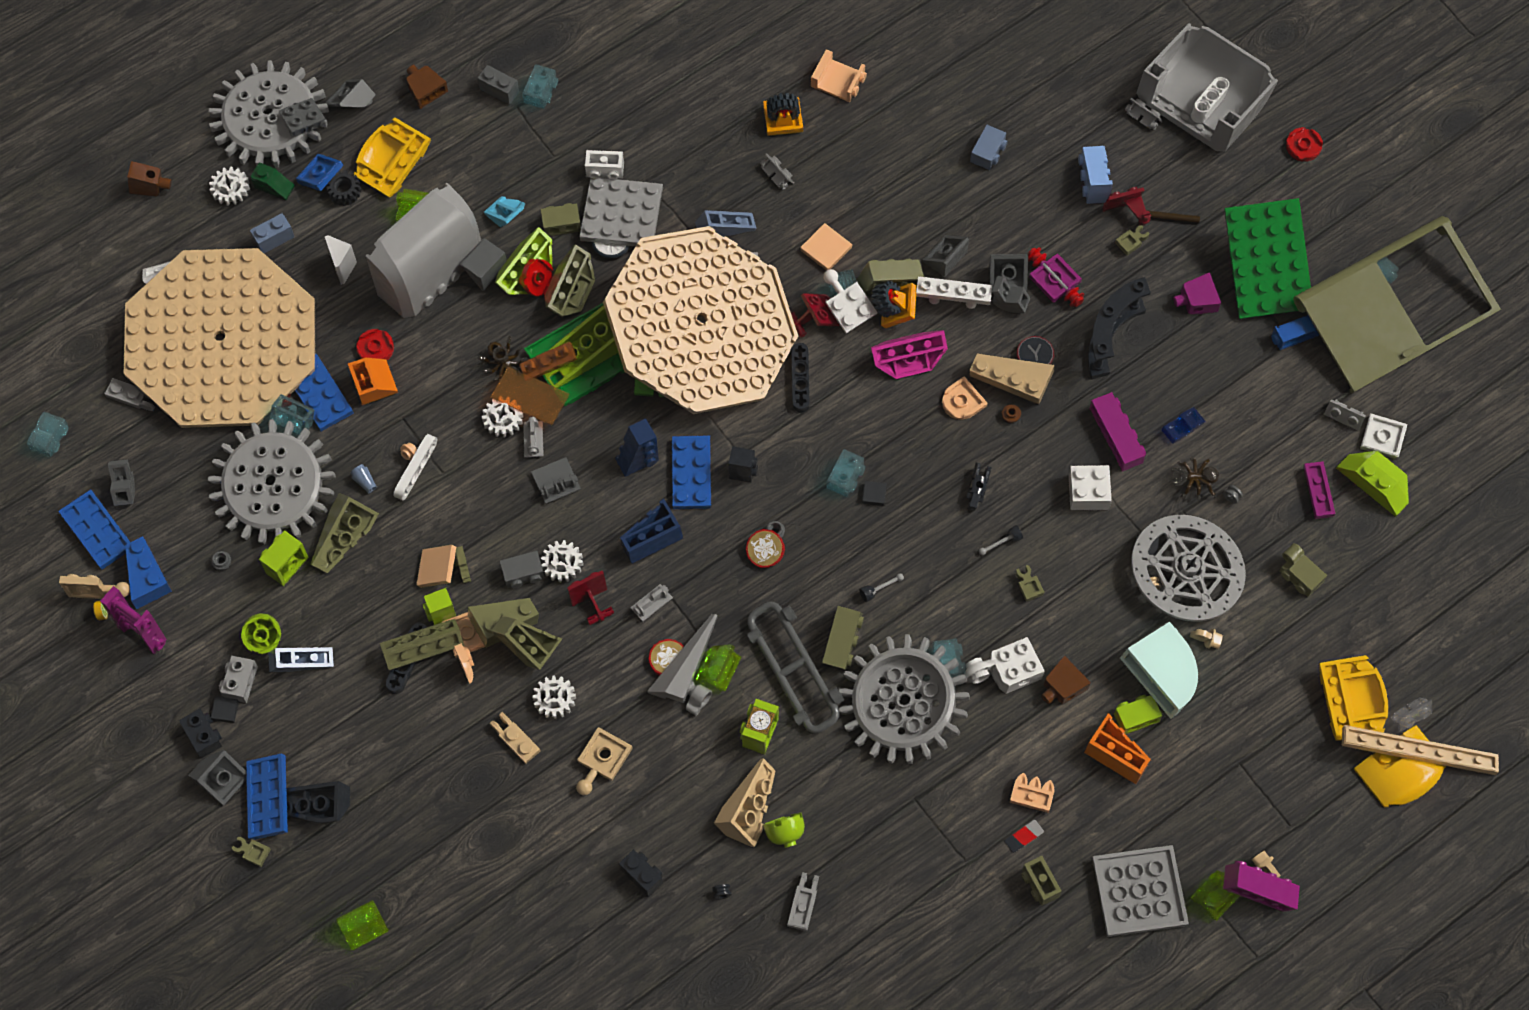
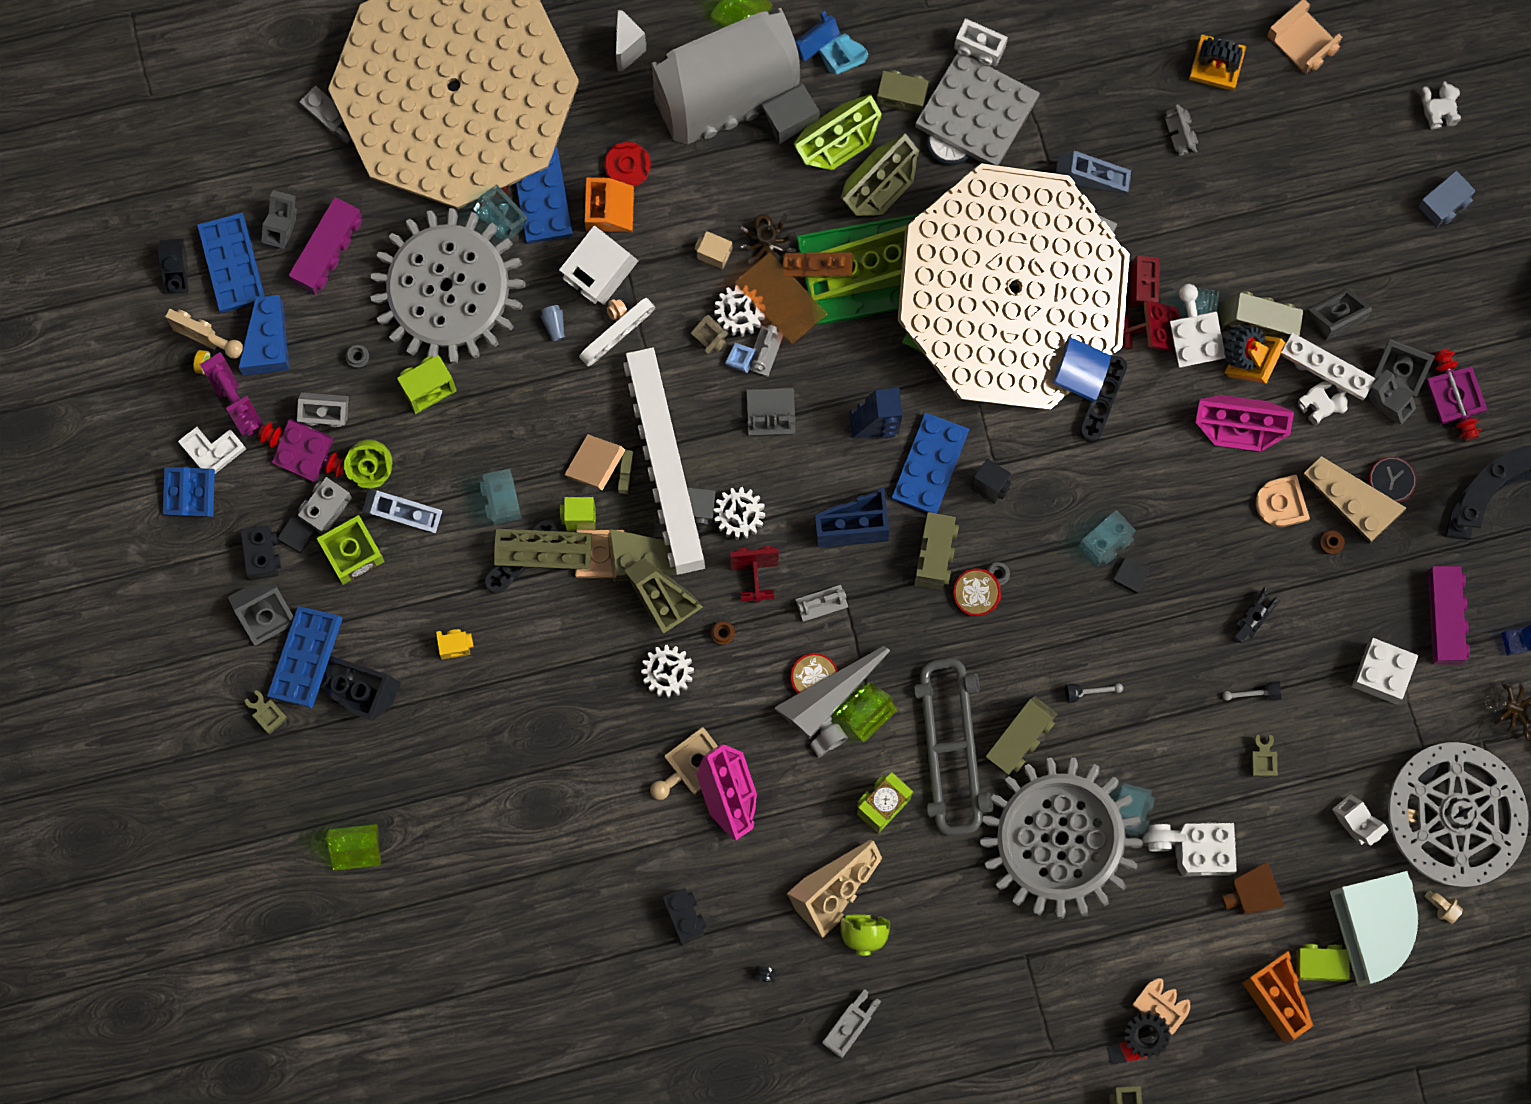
camera: 20 degrees right, 10 degrees up
(47, 434) = (218, 126): clear light blue brick -> none
(51, 548) = (174, 266): none -> black slope
(126, 709) = (188, 491): none -> blue slope
(133, 677) = (212, 455): none -> white plate
(165, 489) = (325, 246): none -> magenta brick
(205, 644) = (302, 450): none -> magenta plate
(209, 607) = (322, 409): none -> light grey brick
(272, 702) = (350, 550): none -> lime brick
(343, 528) = (508, 372): olive wedge -> none
(374, 618) = (501, 497): none -> clear light blue brick
(380, 741) = (454, 644): none -> yellow brick
(385, 416) = (602, 261): none -> white container
(465, 381) = (713, 249): none -> tan brick
(465, 660) = (584, 590): light nougat plate -> none
(483, 202) = (817, 37): none -> blue hinge
(487, 442) = (710, 334): none -> dark tan bracket
(490, 543) = (665, 461): none -> white brick
(516, 739) = (606, 703): tan hinge -> none
(517, 450) = (741, 357): none -> light blue tile
(529, 274) = (844, 143): red plate -> none
(585, 648) = (723, 625): none -> reddish brown plate
(636, 764) = (728, 790): none -> dark pink wedge
(722, 531) = (936, 551): none -> olive wedge
(775, 360) = (1082, 369): none -> slope
(794, 283) = (1143, 280): none -> dark red hinge
(826, 247) = (1201, 248): light nougat tile -> none
(956, 88) = (1441, 108): none -> white animal
(960, 319) = (1321, 404): none -> white animal
(1024, 828) = (1139, 1046): none -> black tyre
(1117, 601) = (1358, 821): none -> white brick

